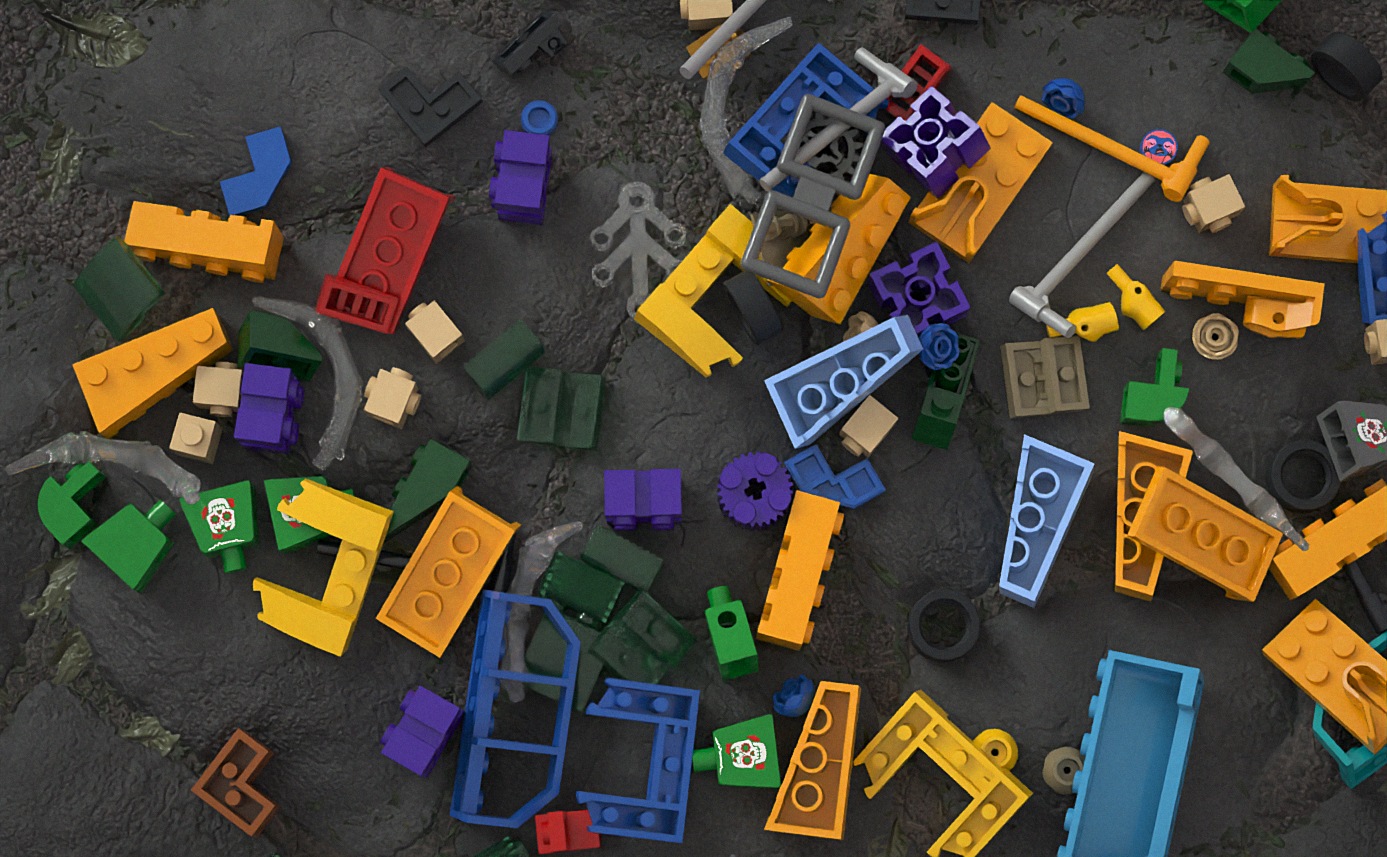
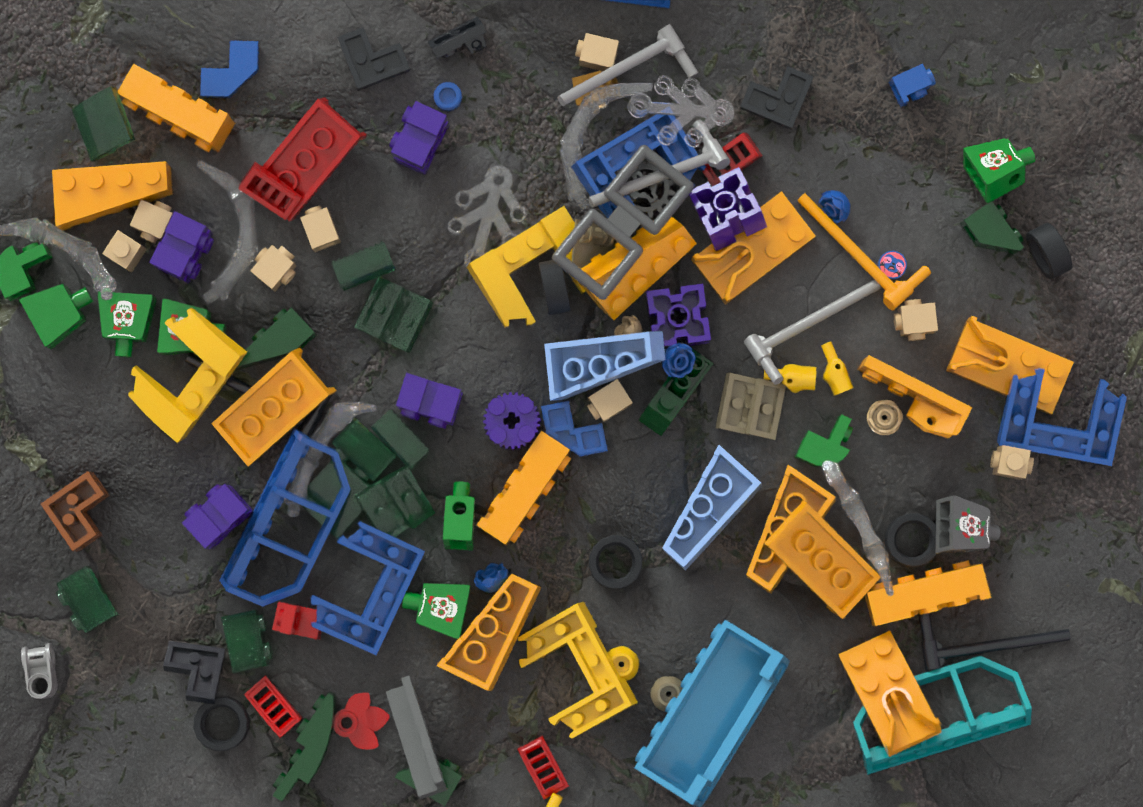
camera: 20 degrees right, 5 degrees up
(276, 343) = (202, 203): dark green slope -> none
(880, 32) = (684, 109): none -> clear plant

